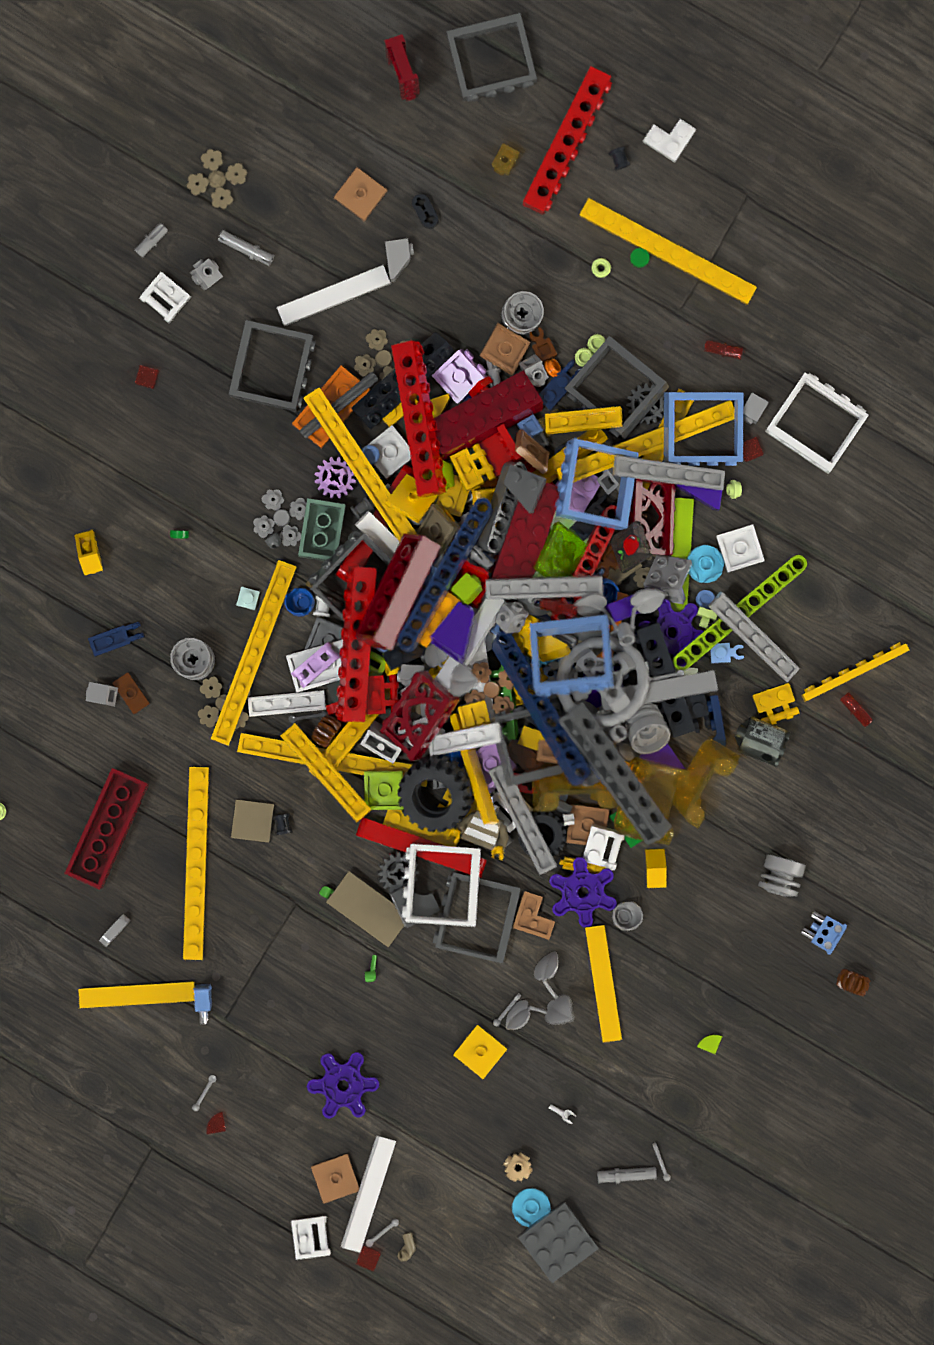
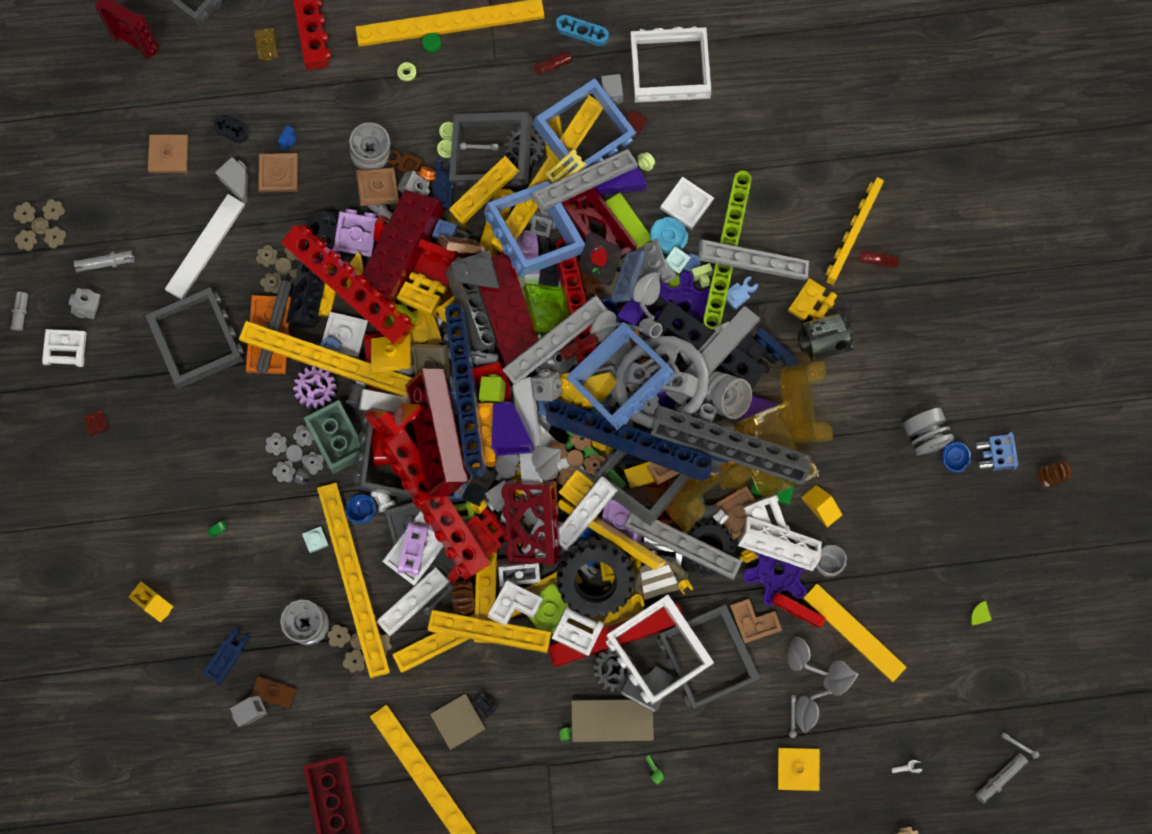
camera: 40 degrees left, 10 degrees down
(361, 761) = (513, 598): none -> white plate
(374, 559) = (393, 423): none -> red bracket
(386, 826) = (575, 637): none -> white plate
(435, 277) = (278, 172): none -> medium nougat plate
(463, 254) = (287, 138): none -> blue plate
(572, 934) = (798, 610): none -> red beam
(596, 369) = (463, 146): none -> light grey hinge
(596, 878) = (780, 547): none -> white fence
(644, 576) = (628, 276): none -> sand blue tile
(674, 452) = (577, 160): none -> light yellow tile
(694, 589) = (677, 259): none -> light aqua plate
(757, 330) = (578, 23): none -> dark azure beam
(788, 910) = (956, 456): none -> blue hair

